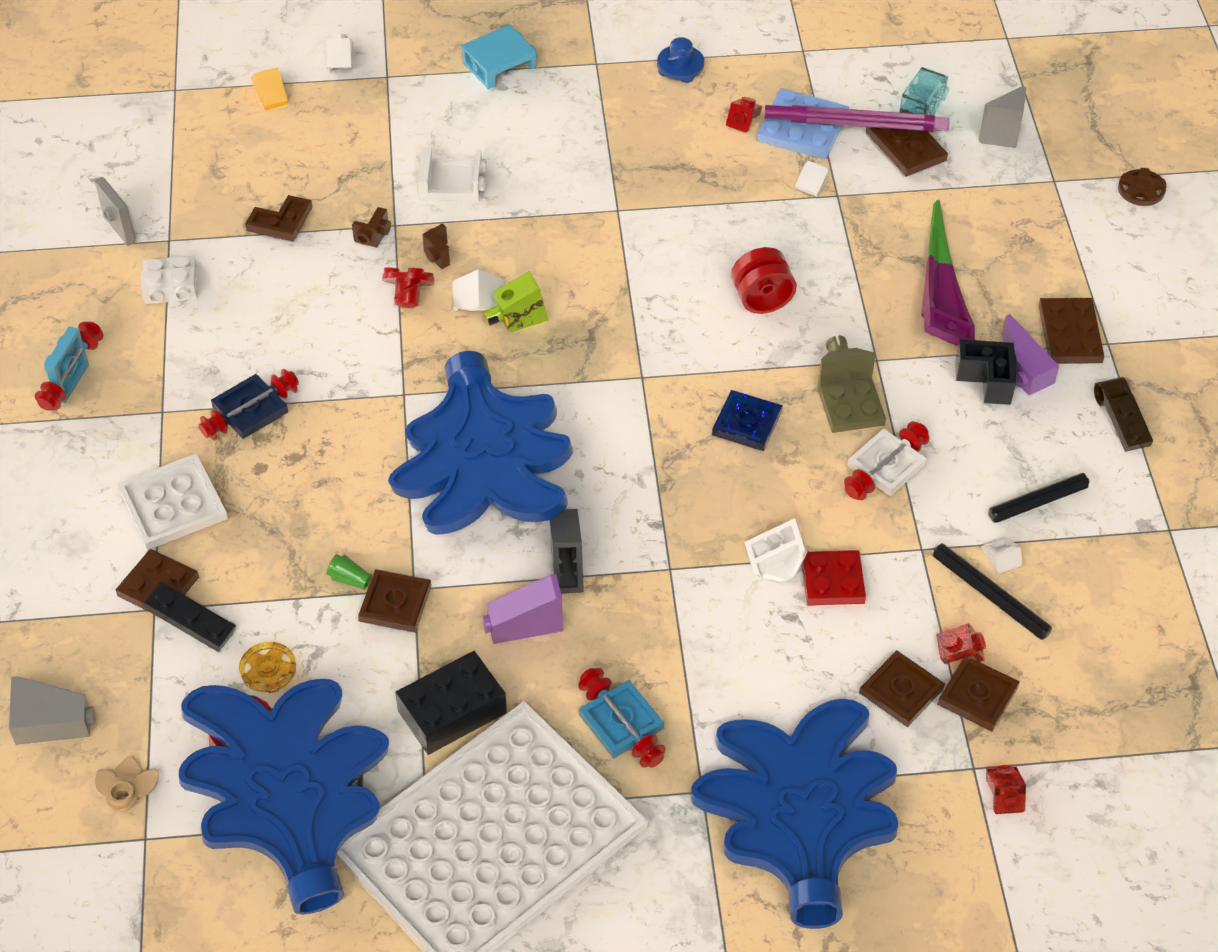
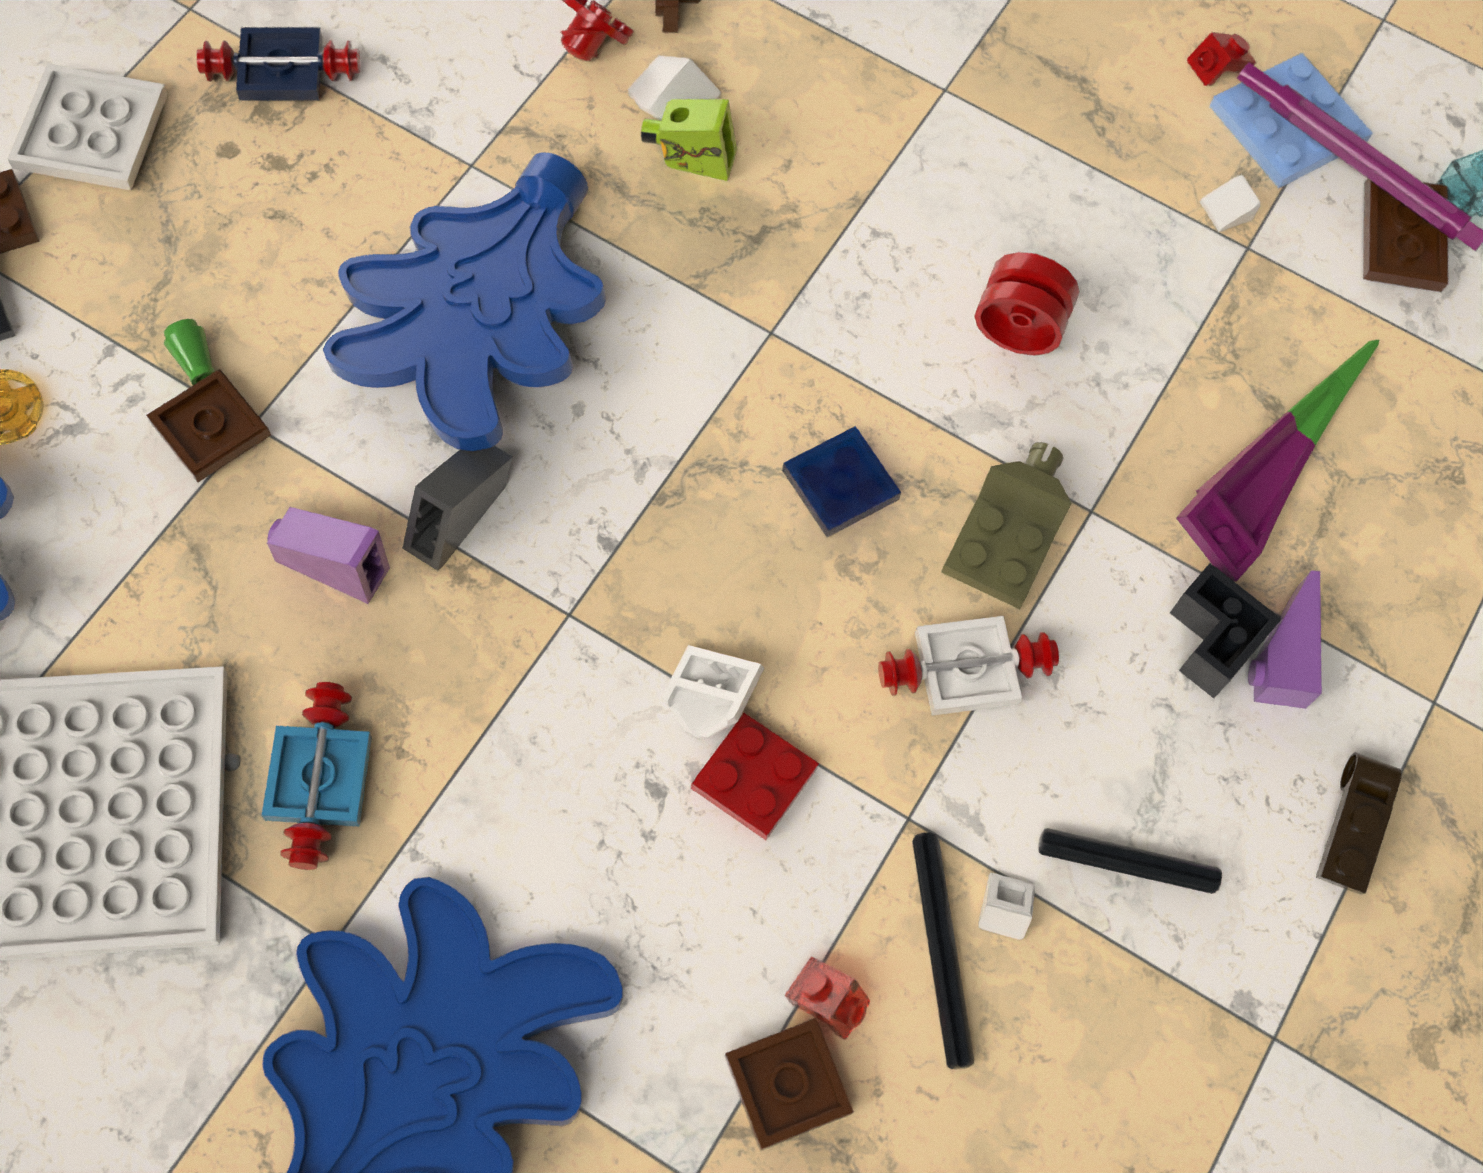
camera: 30 degrees right, 15 degrees up
(451, 702) = (140, 605): black brick -> none
(902, 688) = (696, 1000): reddish brown plate -> none
(1071, 330) = (1396, 649): reddish brown plate -> none

